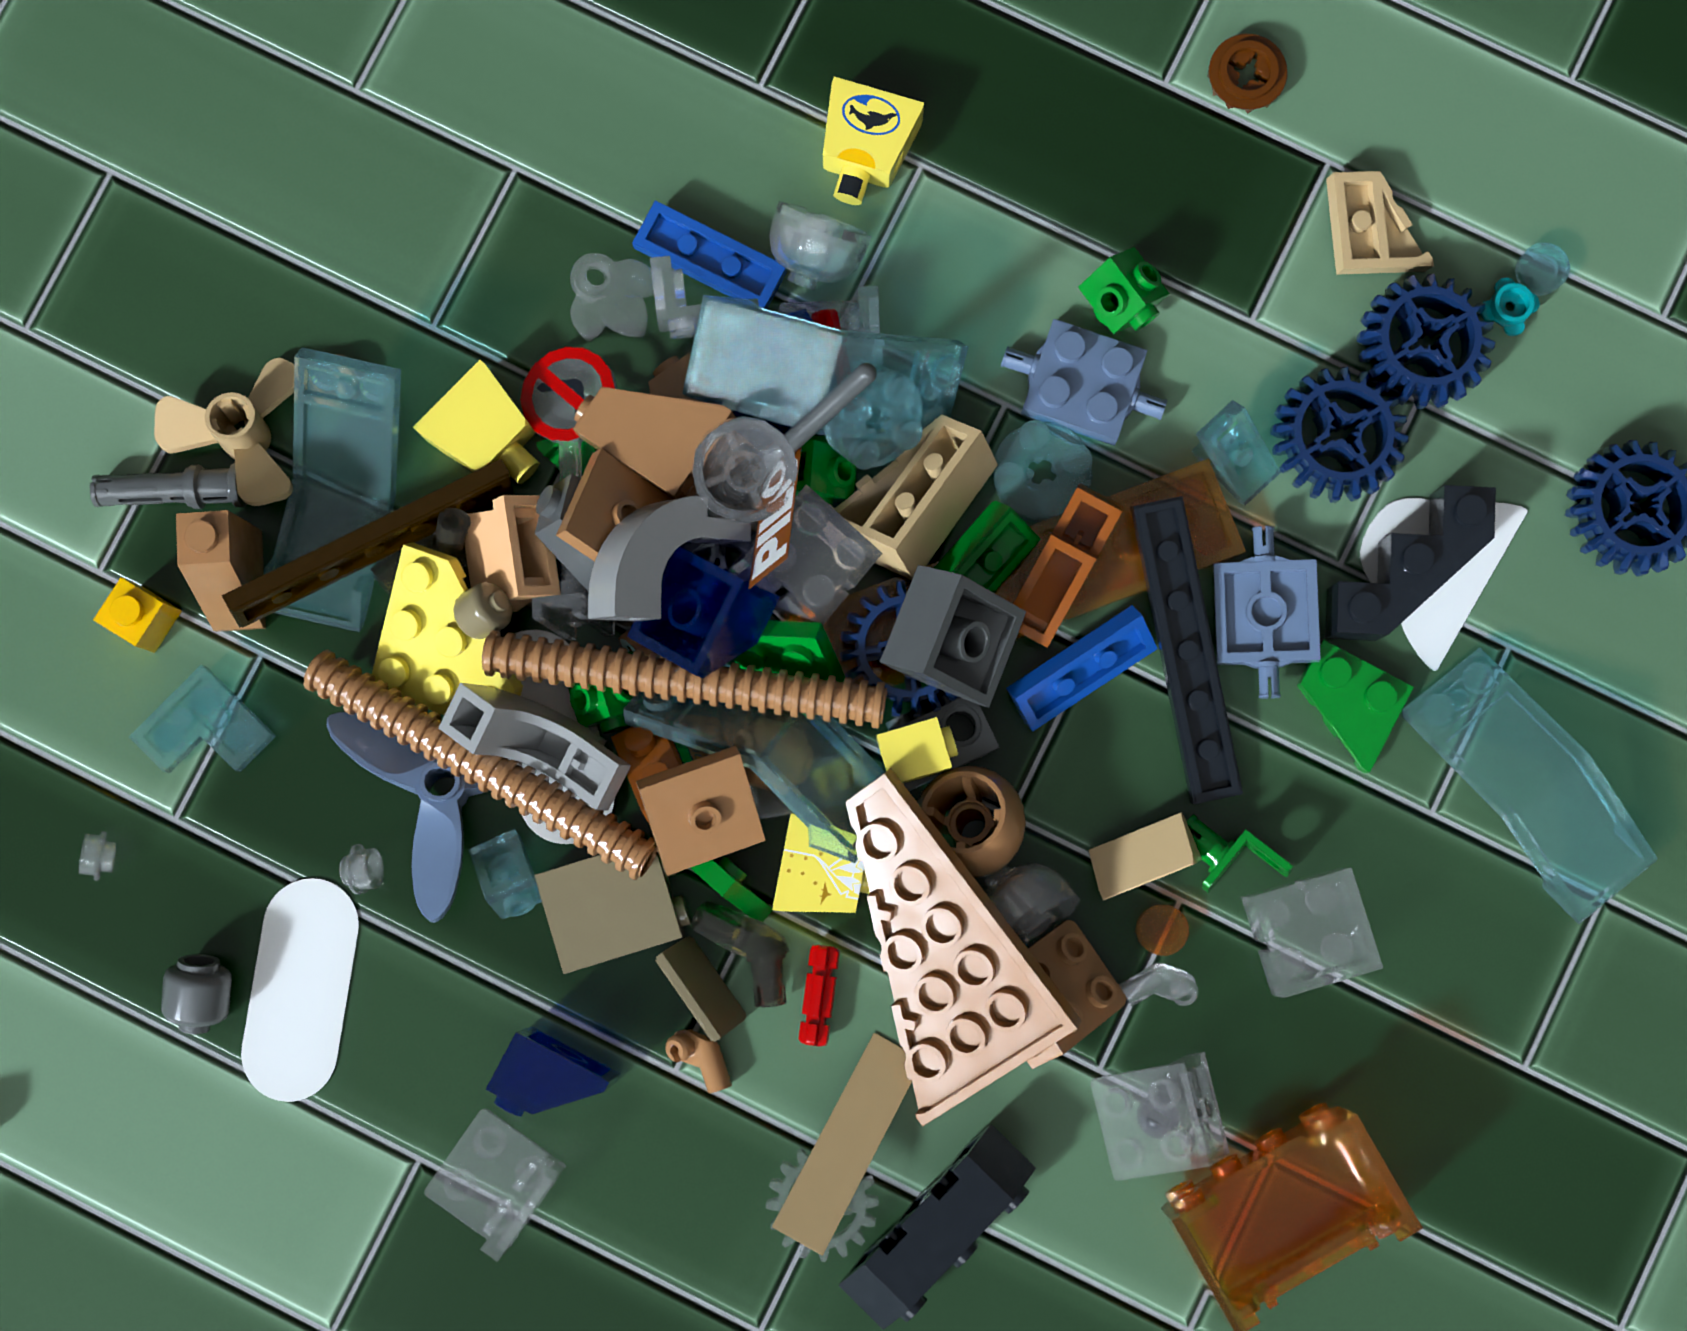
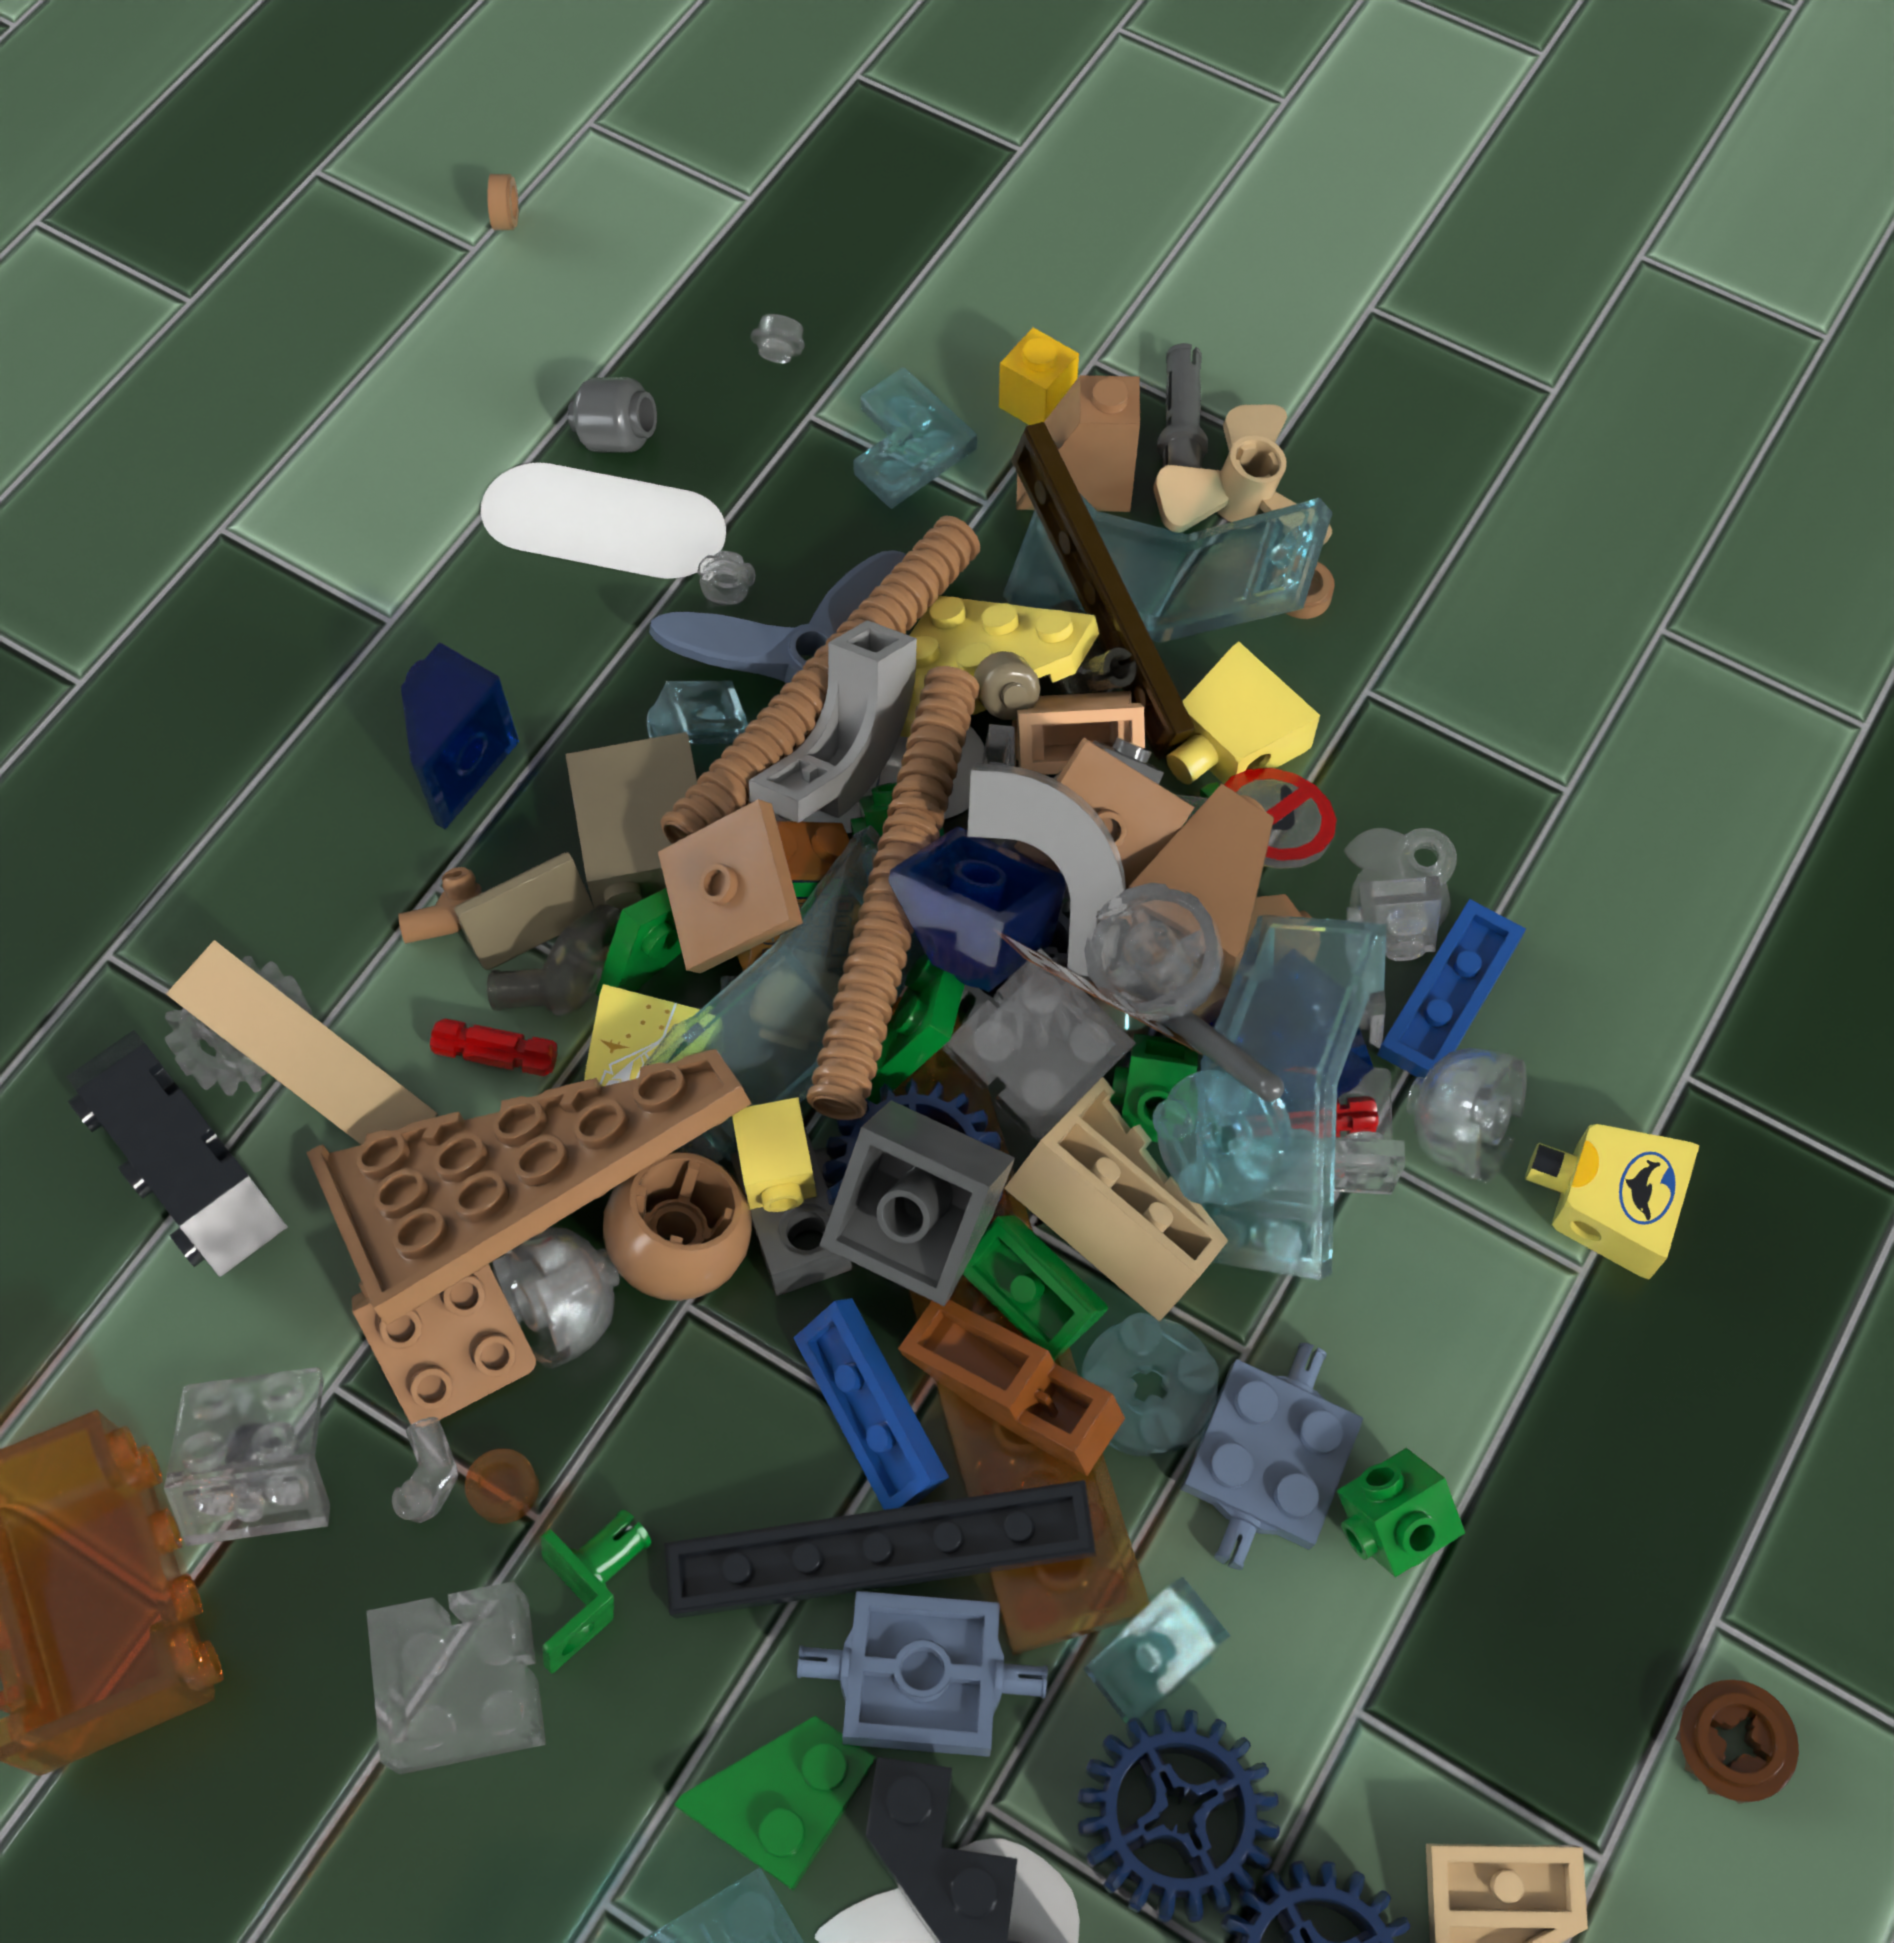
camera: 90 degrees right, 20 degrees down
(494, 1181) = (339, 688): clear bracket -> none
(1144, 856) = (601, 1462): tan slope -> none

